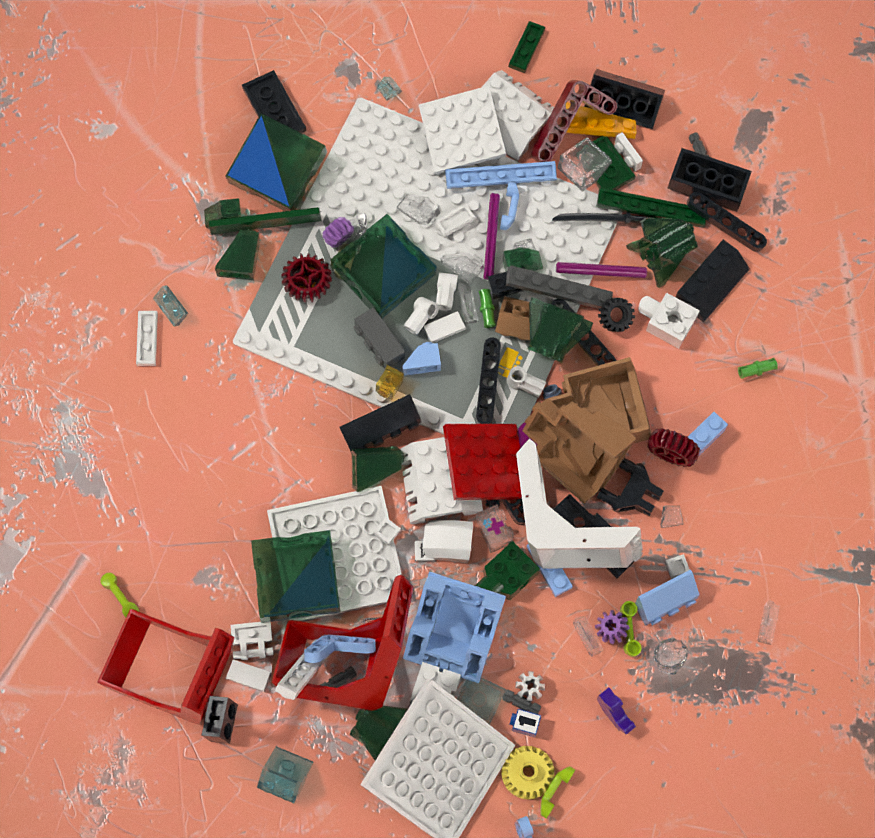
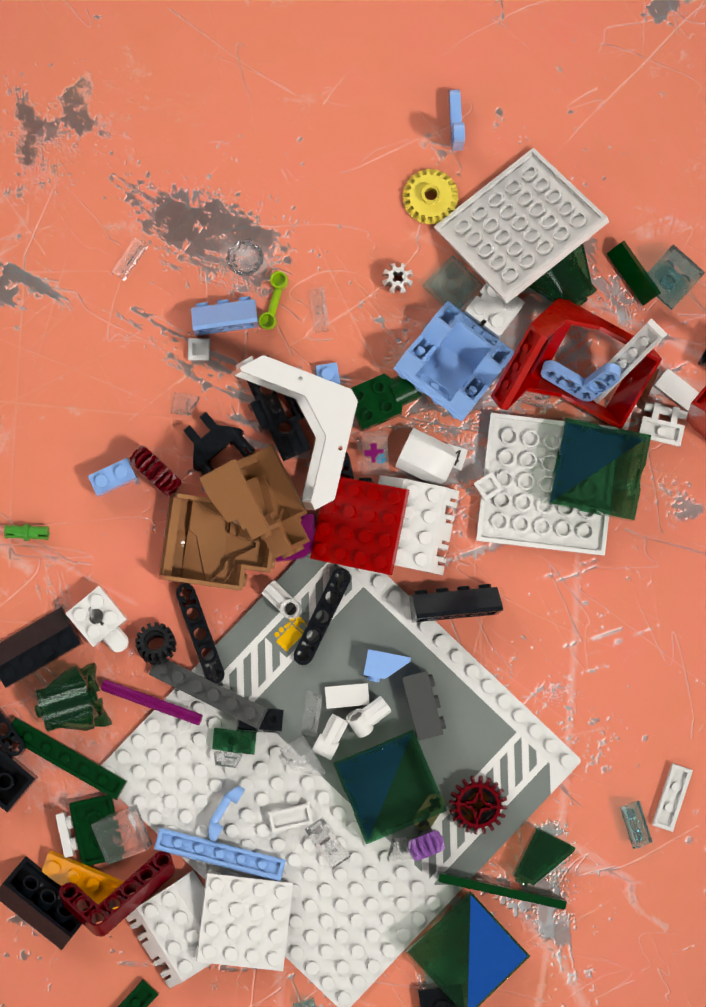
camera: 160 degrees left, 15 degrees up
(223, 209) = (544, 916): clear green slope -> none
(321, 765) = (633, 273): none -> dark green tile
(341, 678) = (588, 353): dark grey axle -> none
(374, 465) = (476, 563): clear green slope -> none
(395, 380) = (421, 653): clear yellow brick -> none
(487, 308) = (293, 700): bright green pin -> none
(491, 235) = (257, 783): magenta axle -> none
(514, 319) = (264, 677): medium nougat slope -> none
(521, 702) = (421, 276): dark grey axle -> none
(525, 722) = (415, 243): brick -> none
(551, 391) = (258, 581): sand blue plate -> none
(554, 329) = (232, 644): clear green brick -> none
(563, 775) = (395, 179): lime bar -> none
(606, 622) = (291, 299): medium lavender gear -> none
(613, 709) = (322, 220): dark purple piece -> none
(626, 218) = (100, 755): black sword -> none

